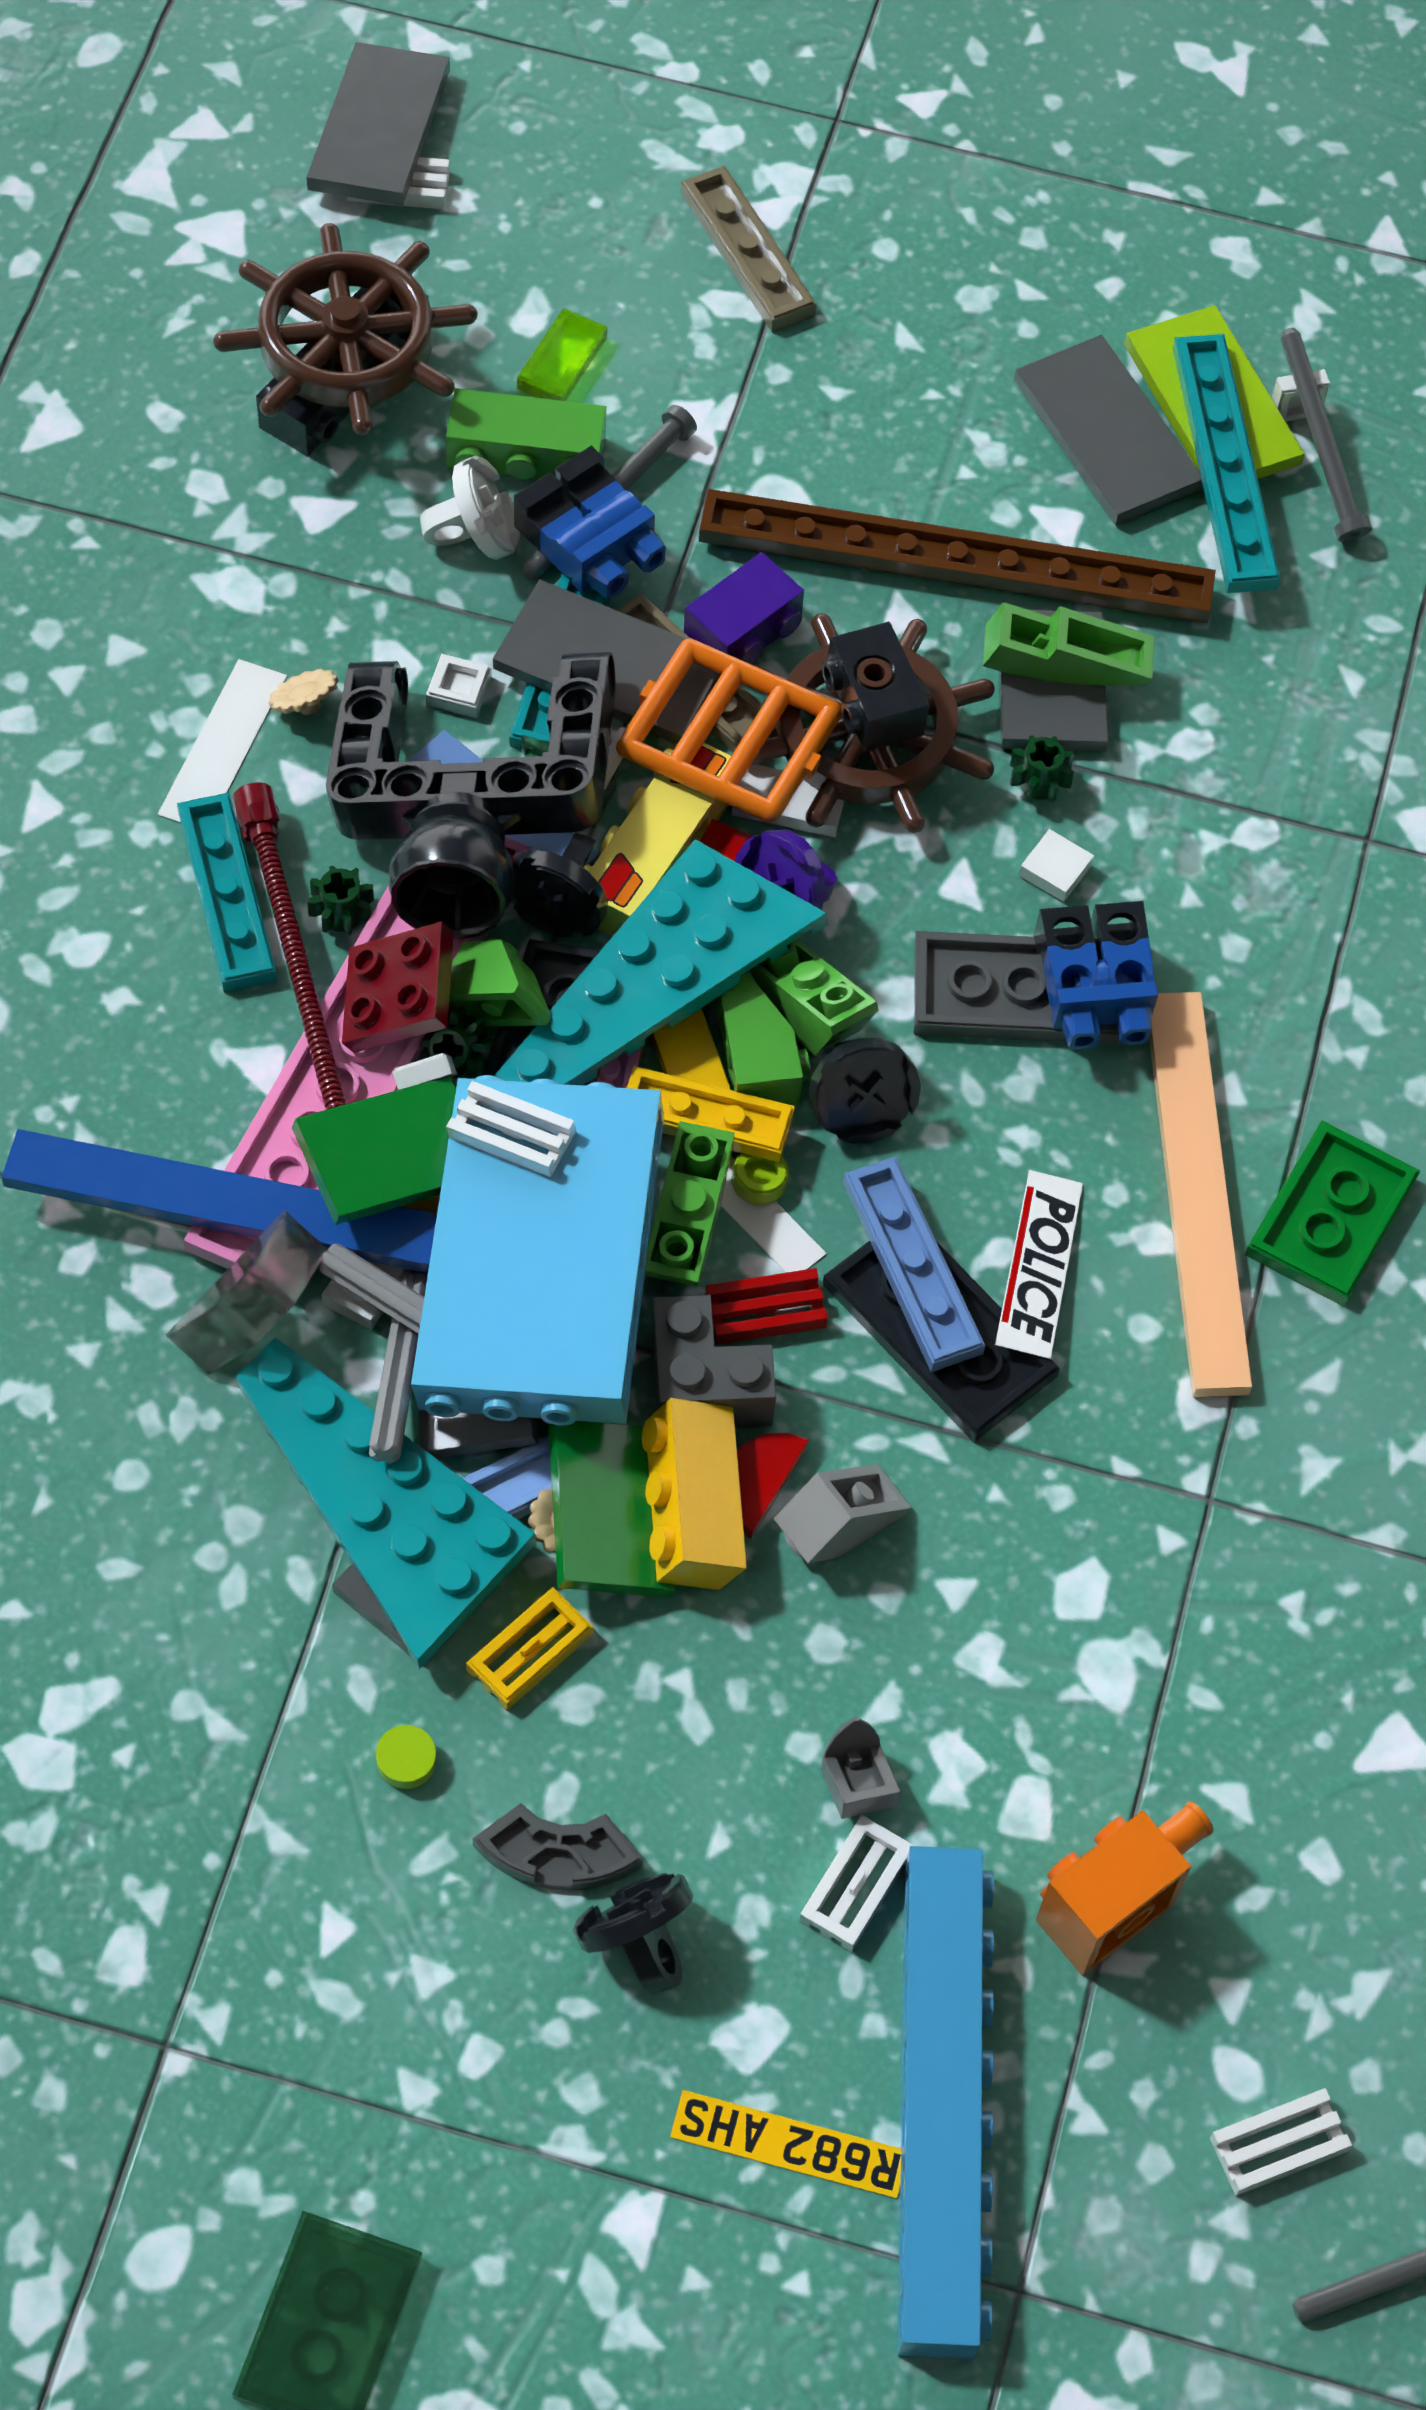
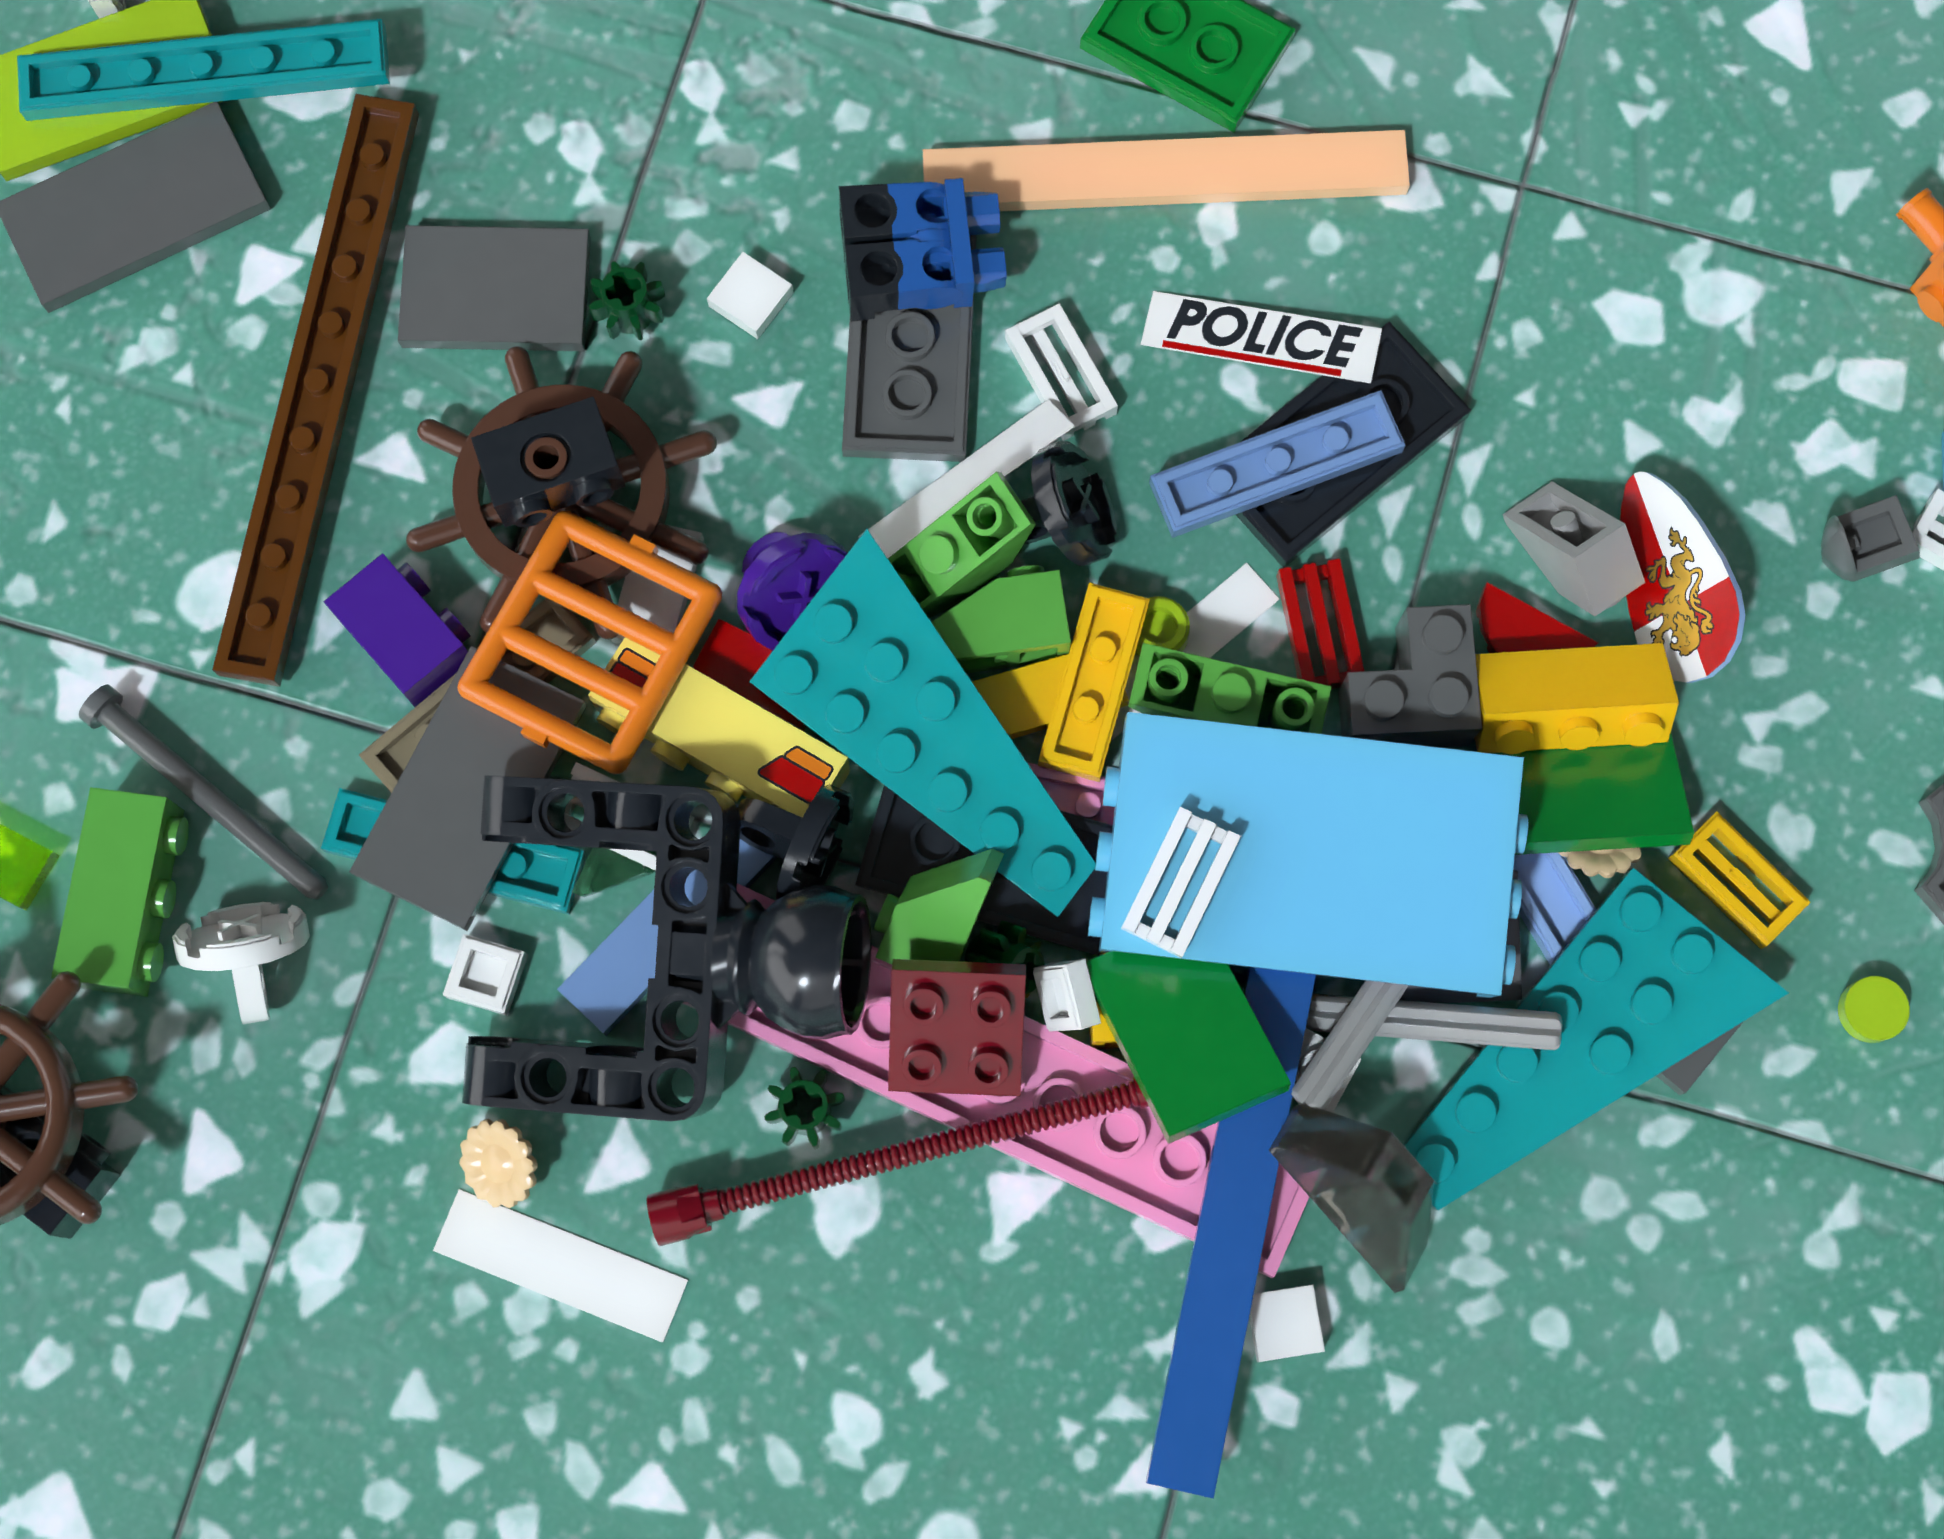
camera: 85 degrees left, 15 degrees up
(146, 1259) = (1285, 1323): none -> white tile
(226, 892) = (779, 1250): teal tile -> none
(588, 524) = (272, 809): blue hips -> none
(809, 1591) = (1688, 586): none -> shield
(897, 1028) = (1001, 454): none -> white sticker
(971, 1138) = (1084, 416): none -> white tile
(1066, 648) = (469, 261): bright green slope -> none

